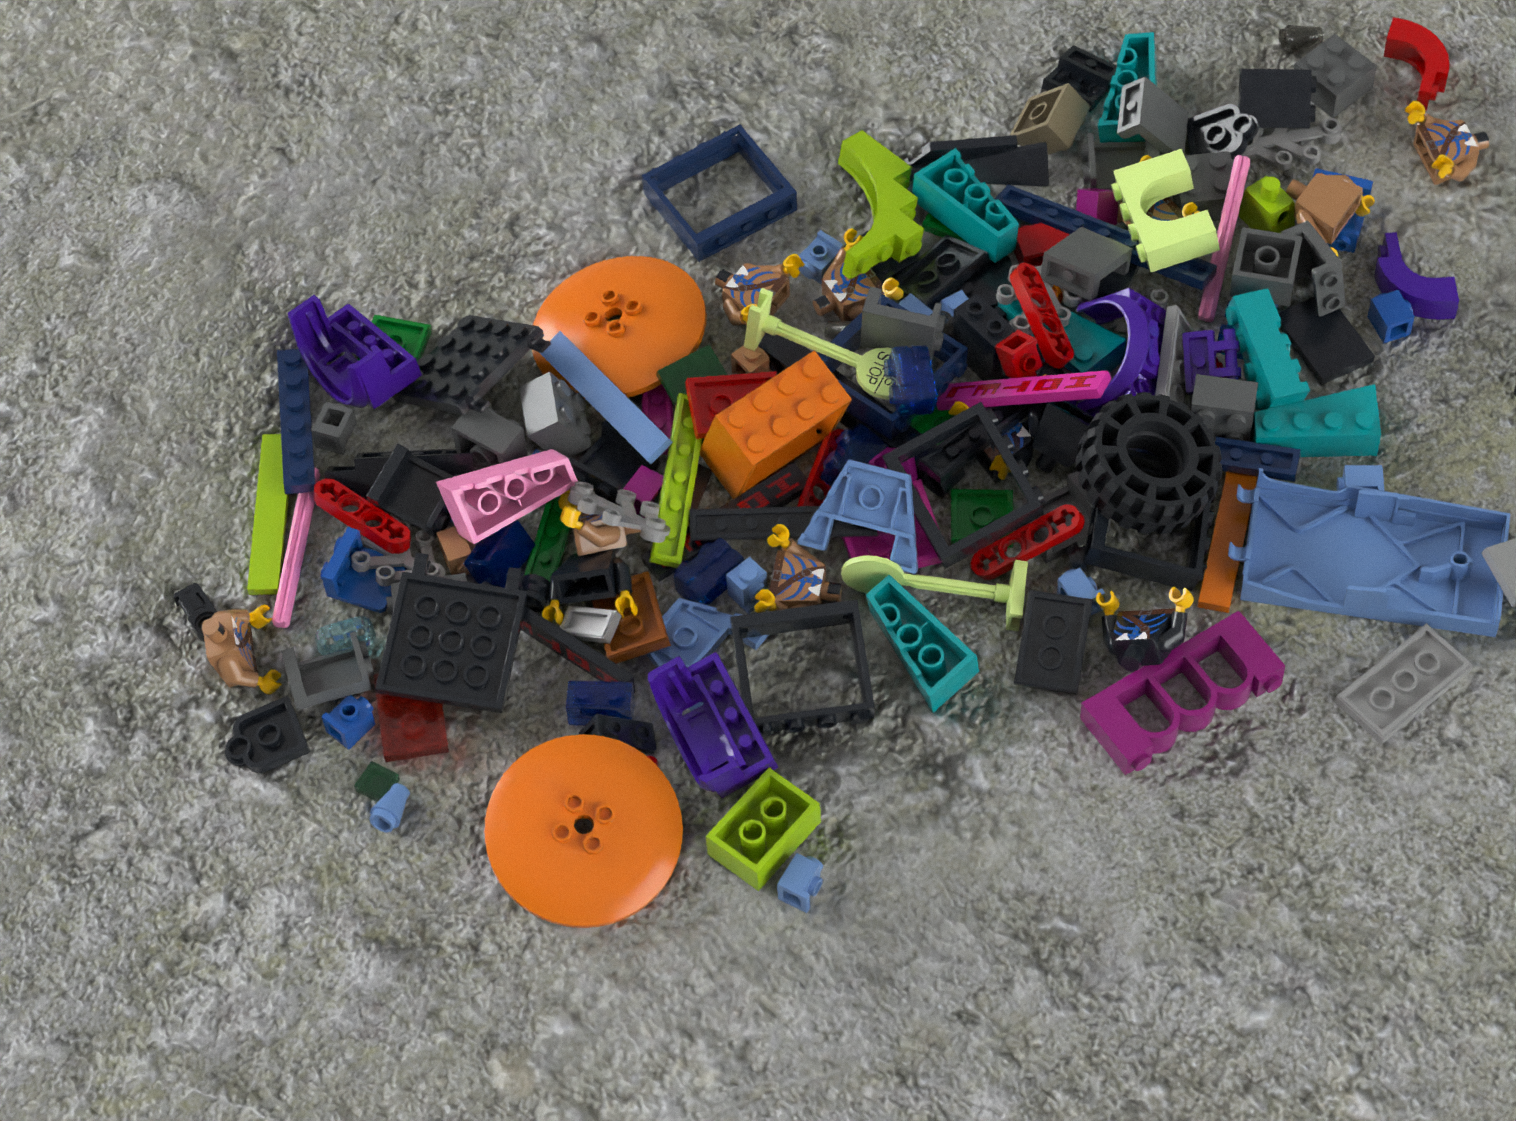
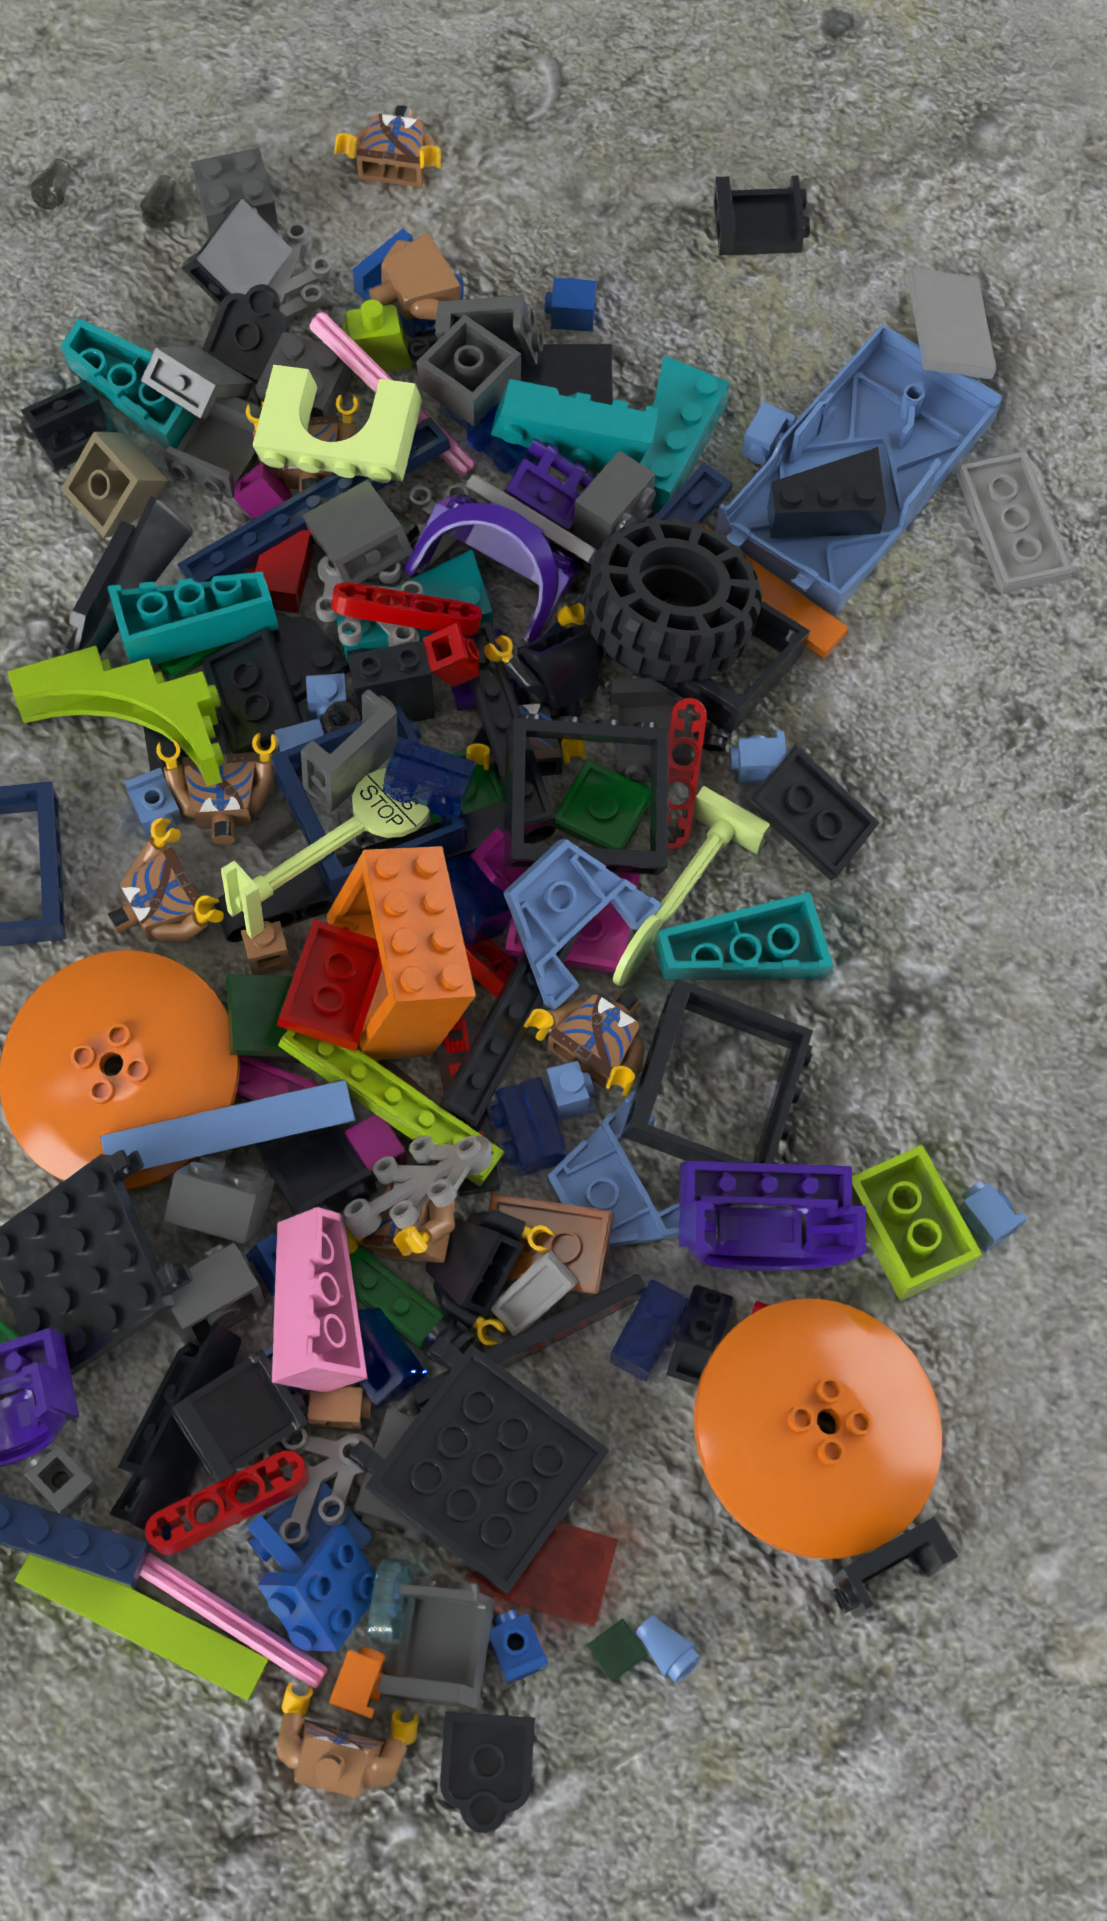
camera: 70 degrees left, 10 degrees up
(196, 607) = (240, 1778): black piece -> none
(281, 637) = (359, 1683): none -> orange brick
(330, 590) = (326, 1595): none -> blue bracket
(490, 891) = (924, 1541): none -> black panel
(1026, 390) = (507, 666): dark pink tile -> none
(1132, 745) = (945, 805): magenta fence -> none
(1144, 635) = (859, 720): black torso -> none
(1325, 542) = (830, 499): none -> black wedge
(1422, 50) = (262, 104): red arch -> none
(1428, 296) = (534, 274): dark purple arch -> none

